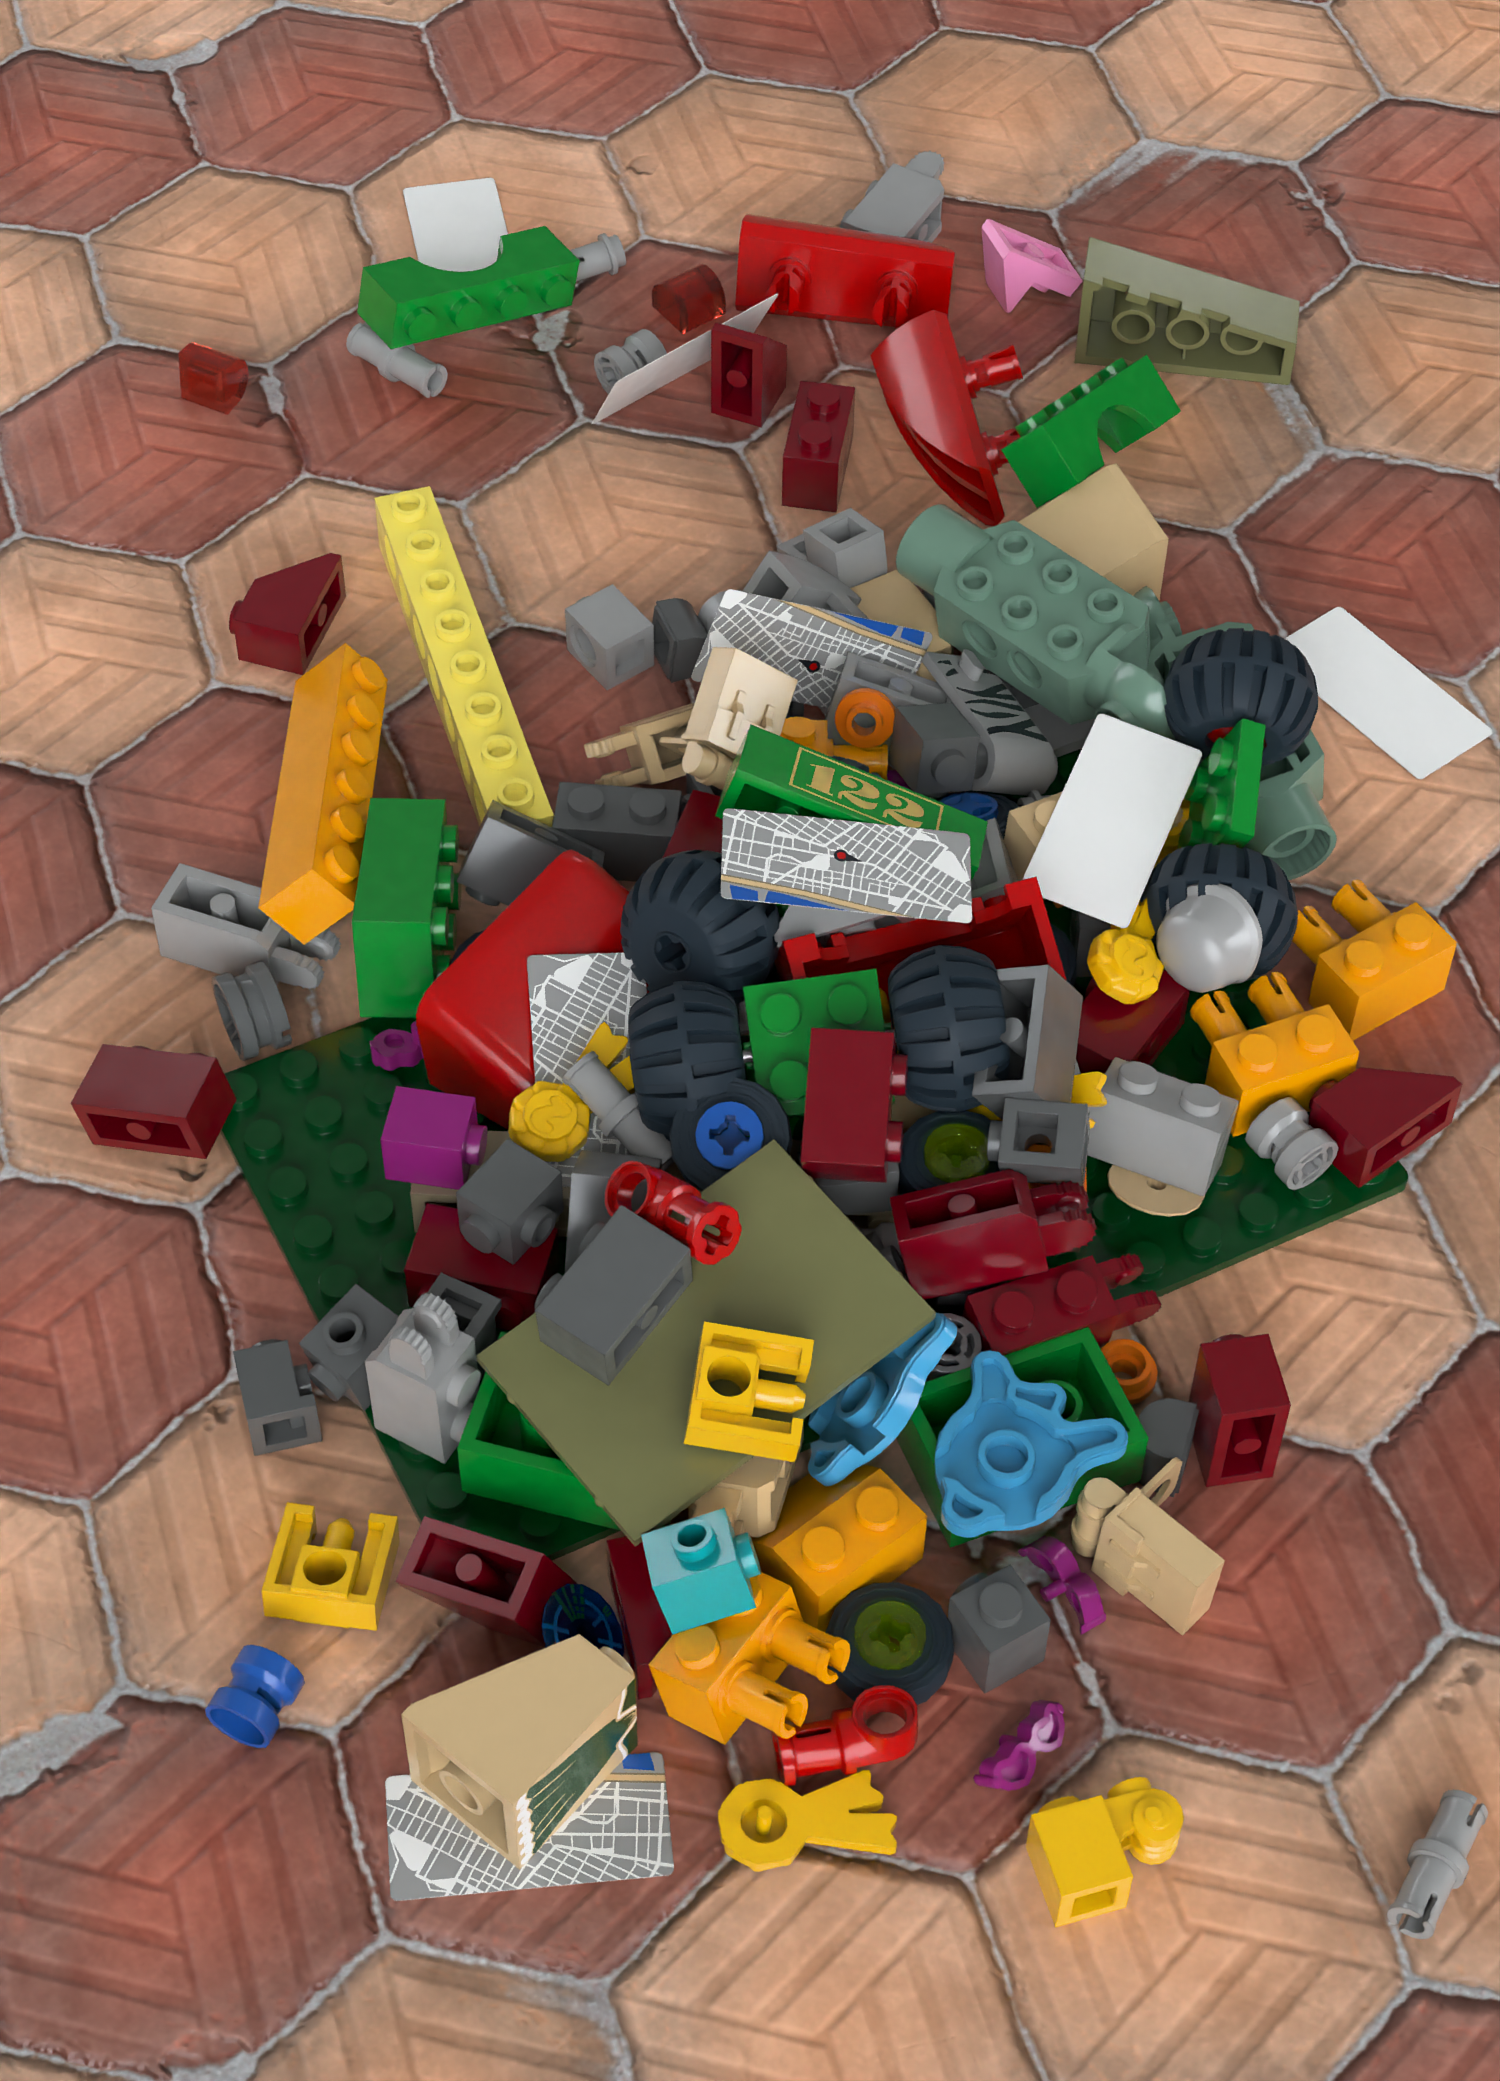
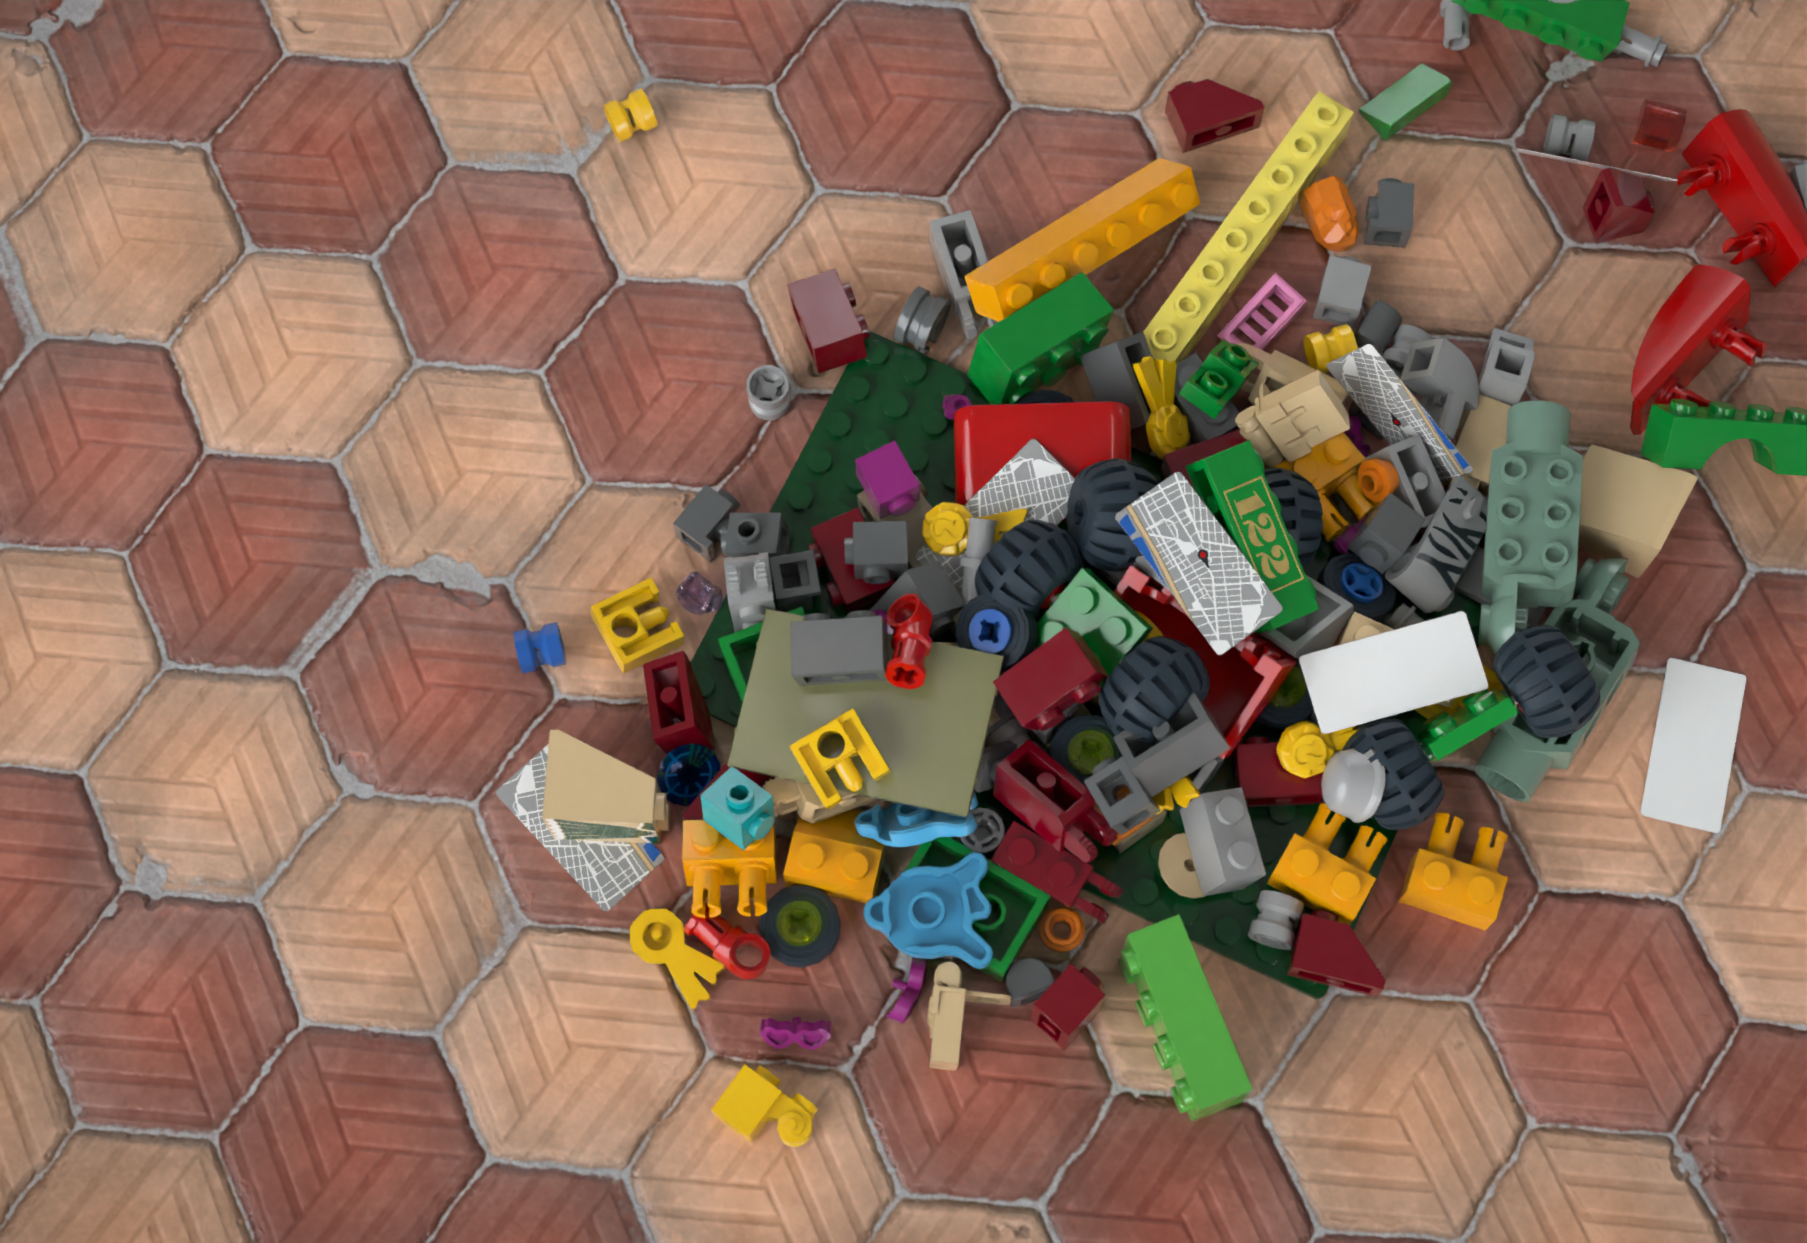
camera: 55 degrees right, 20 degrees up
(177, 1223) = (766, 383): none -> light grey wheel
(357, 1468) = (699, 594): none -> piece
(451, 458) = (1405, 100): none -> slope
(513, 594) = (1330, 214): none -> orange rock
(566, 544) = (1390, 214): none -> dark grey brick
(567, 684) = (1286, 293): none -> bright pink slope
(615, 769) = (1219, 378): none -> green slope
(615, 855) = (1166, 425): none -> yellow piece
(664, 682) = (1328, 347): none -> yellow wheel
(818, 446) = (1594, 290): dark red brick -> none
(997, 1627) = (847, 971): dark grey brick -> none
(1348, 1301) = (1184, 1019): none -> bright green brick

